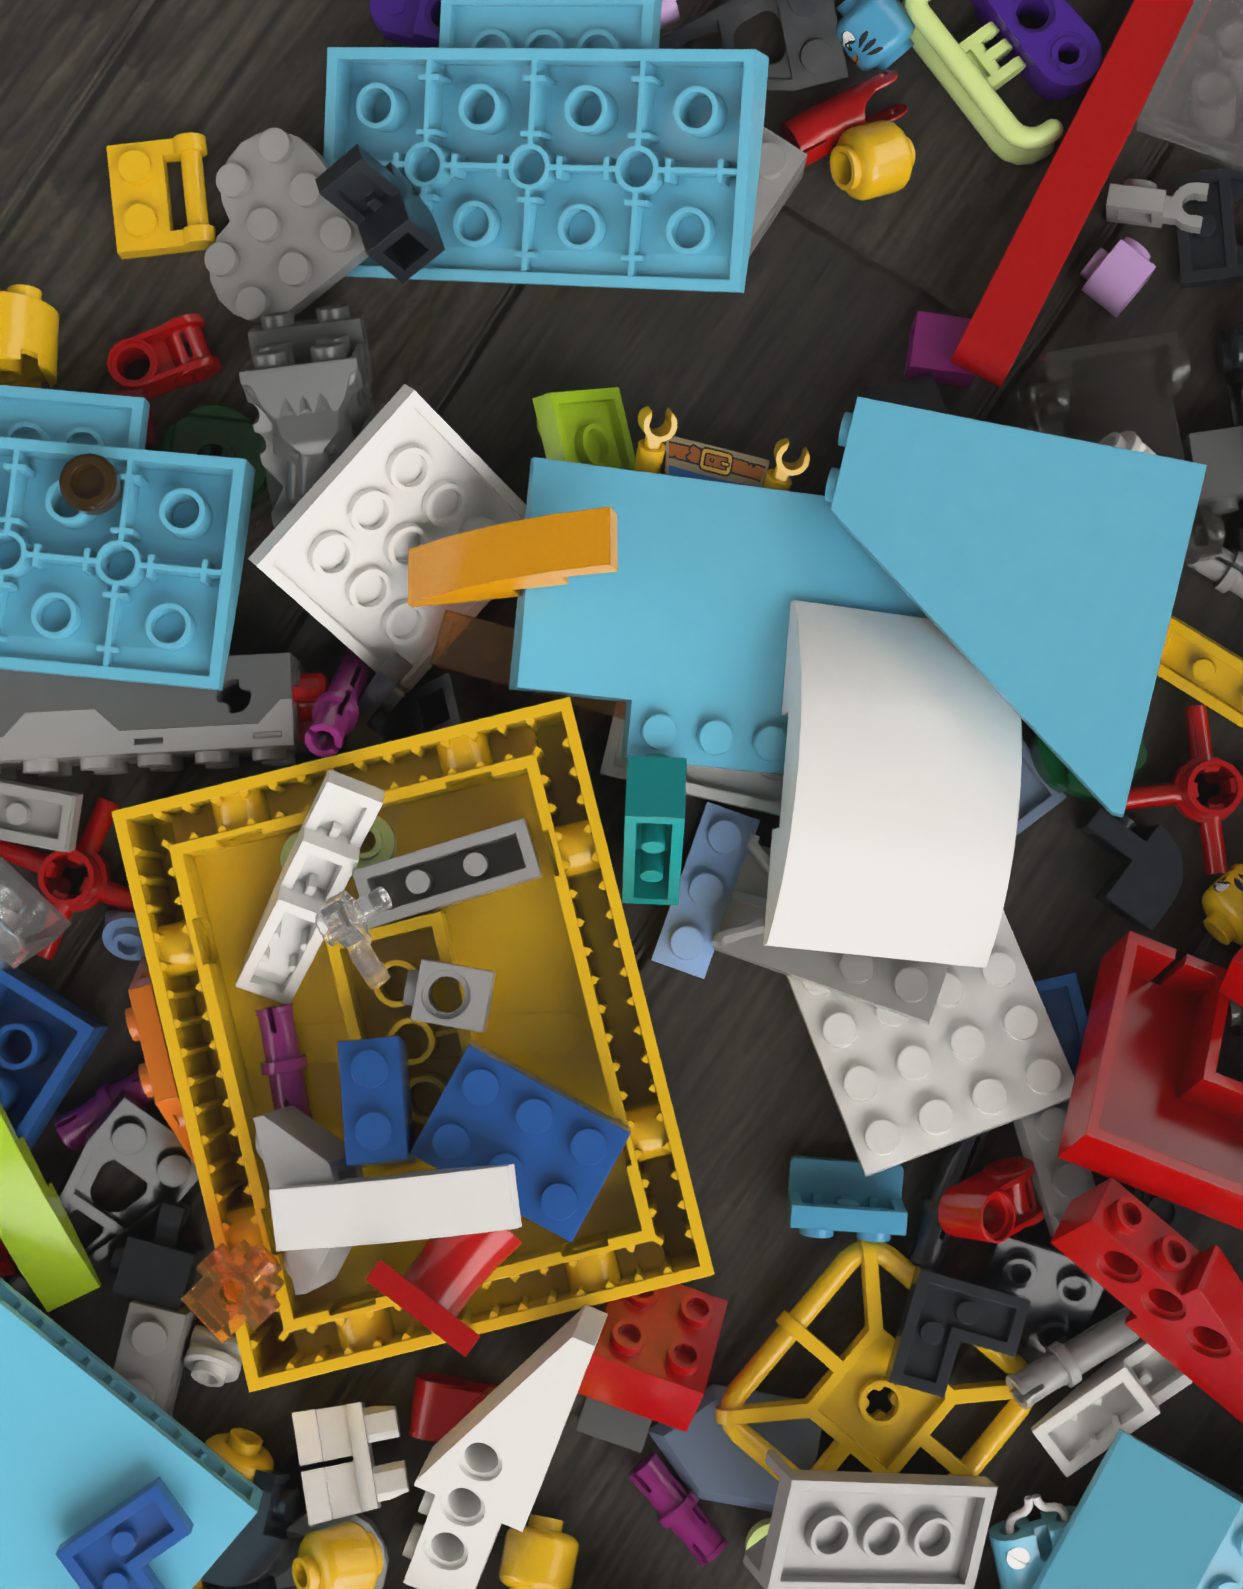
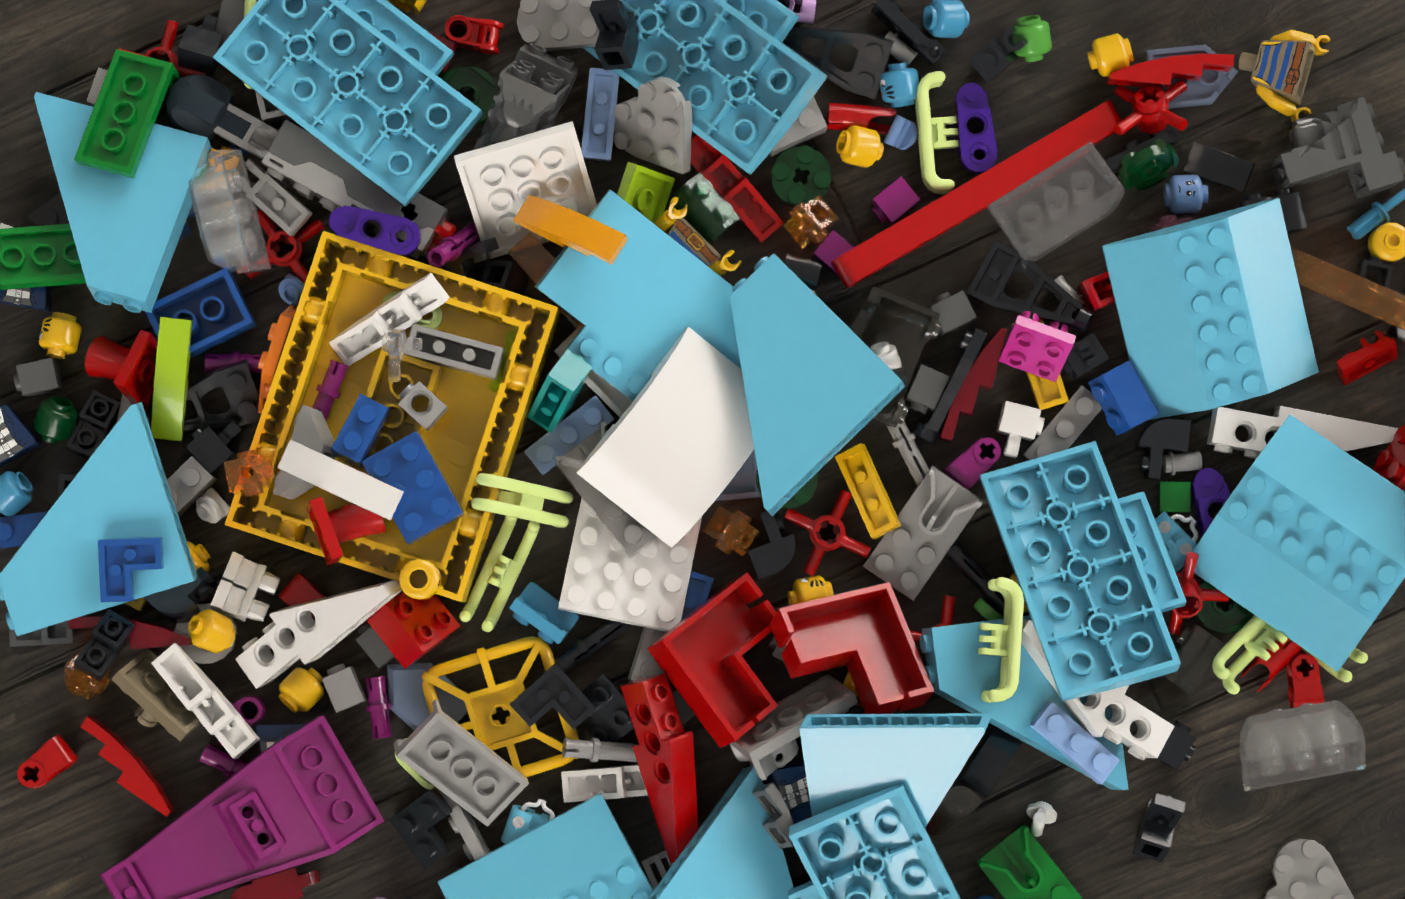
camera: 20 degrees right, 0 degrees up
(90, 484) = (404, 77): dark brown tile -> none
(153, 767) = (352, 224): none -> dark purple piece
(439, 359) = (599, 114): none -> light blue plate
(521, 794) = (510, 338): none -> clear neon green hinge
(539, 316) = (656, 125): none -> light grey plate
(604, 1515) = (343, 687): none -> light grey brick
(628, 1285) = (420, 579): none -> yellow head
(707, 403) = (706, 209): none -> clear green brick
(707, 1035) = (524, 504): none -> yellowish green piece
(711, 347) = (734, 189): none -> red slope
(733, 1174) = (500, 572): none -> yellowish green piece
(801, 234) = (804, 159): none -> dark green plate
(873, 322) = (806, 226): none -> clear orange brick
(924, 100) = (901, 133): none -> medium blue plate
(981, 212) = (894, 202): none -> magenta brick
(992, 1202) = (608, 657): red piece -> none
(1058, 881) = (731, 531): none -> clear orange brick
(1117, 275) = (938, 271): lavender plate -> none
(1145, 205) = (970, 243): light grey plate -> none
(1184, 311) = (954, 311): none -> dark grey brick

